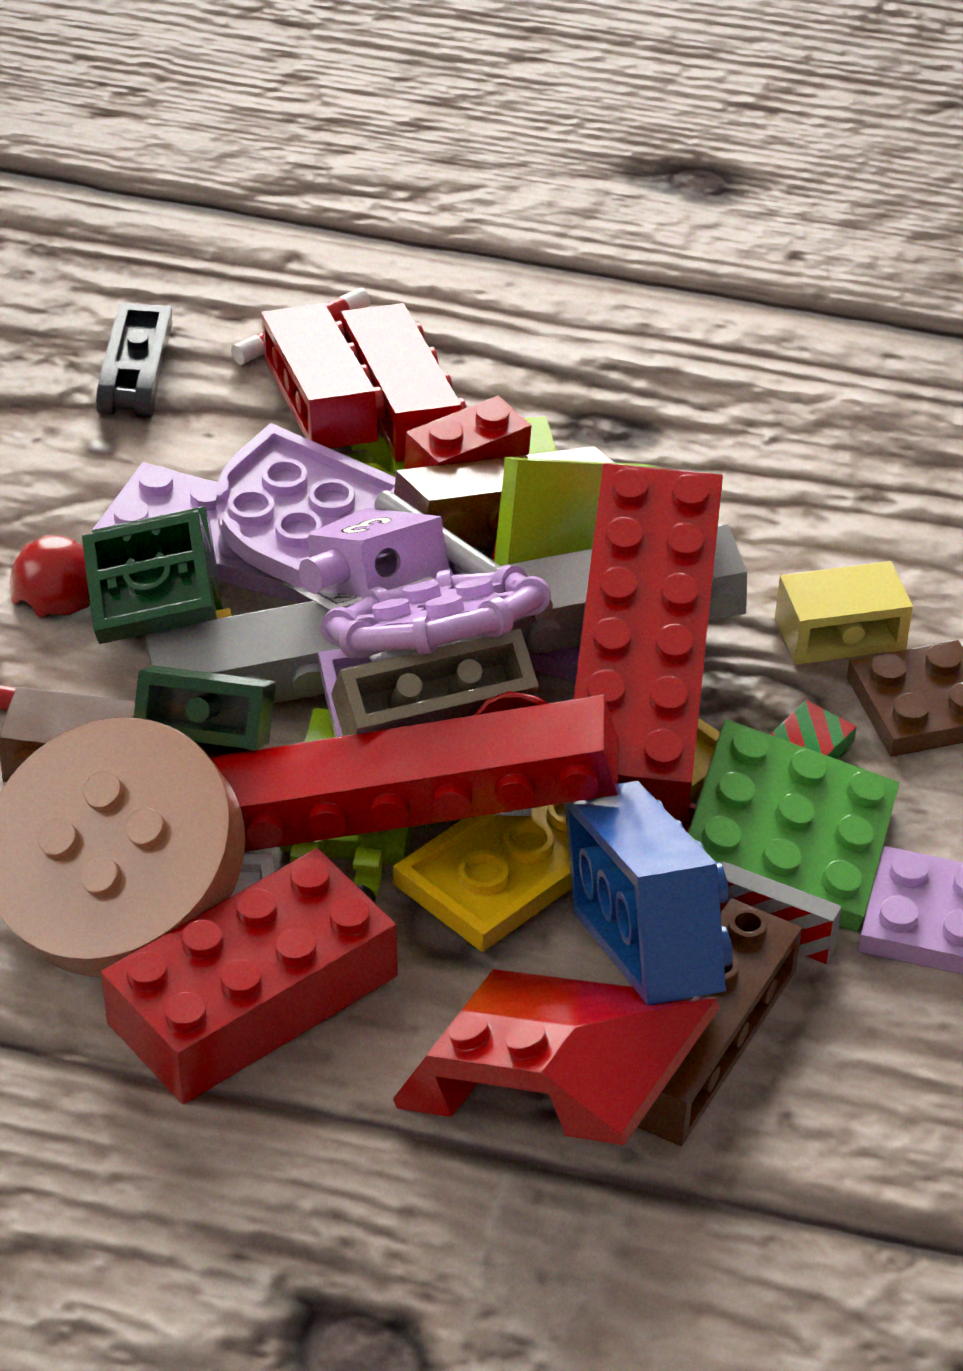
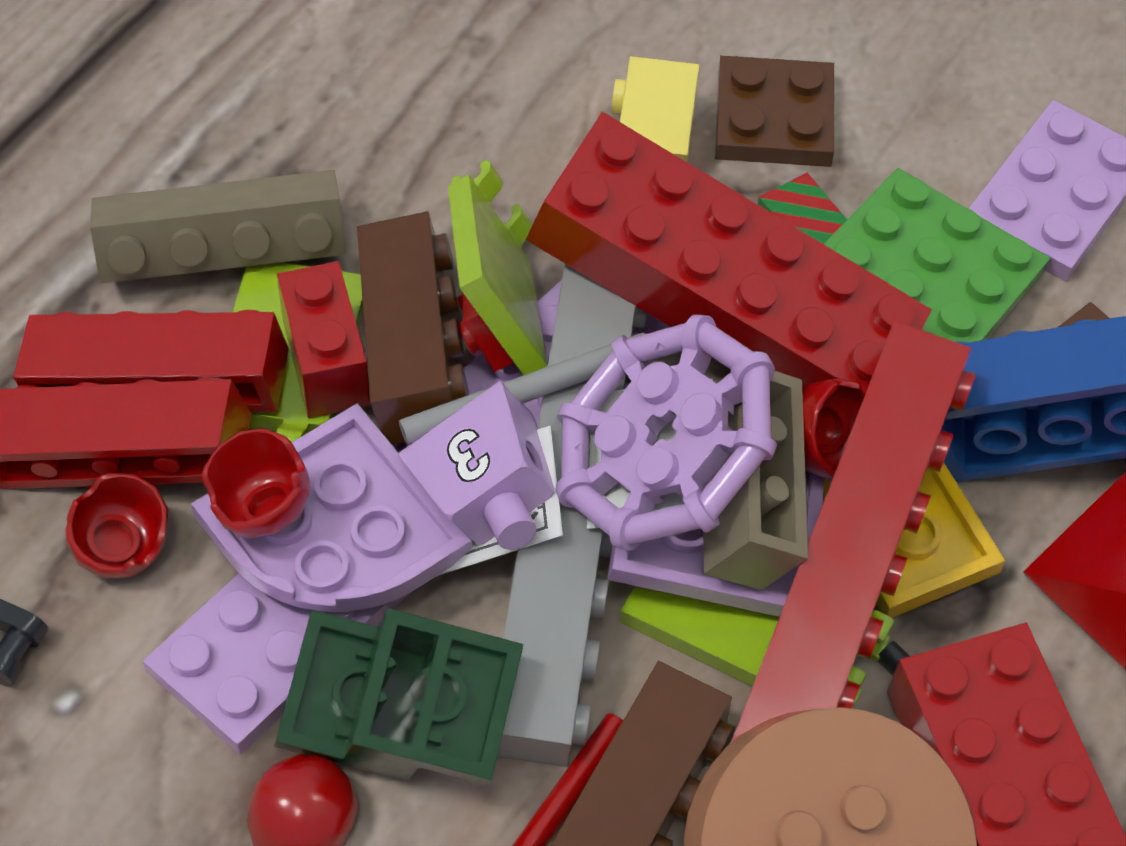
camera: 70 degrees left, 15 degrees up
(207, 705) = (685, 699): dark green brick -> none
(244, 408) = (117, 526): none -> red hair
(289, 433) = (256, 483): none -> red hair
(555, 380) = (217, 226): none -> dark tan brick
(815, 915) = (1046, 306): light grey tile -> none

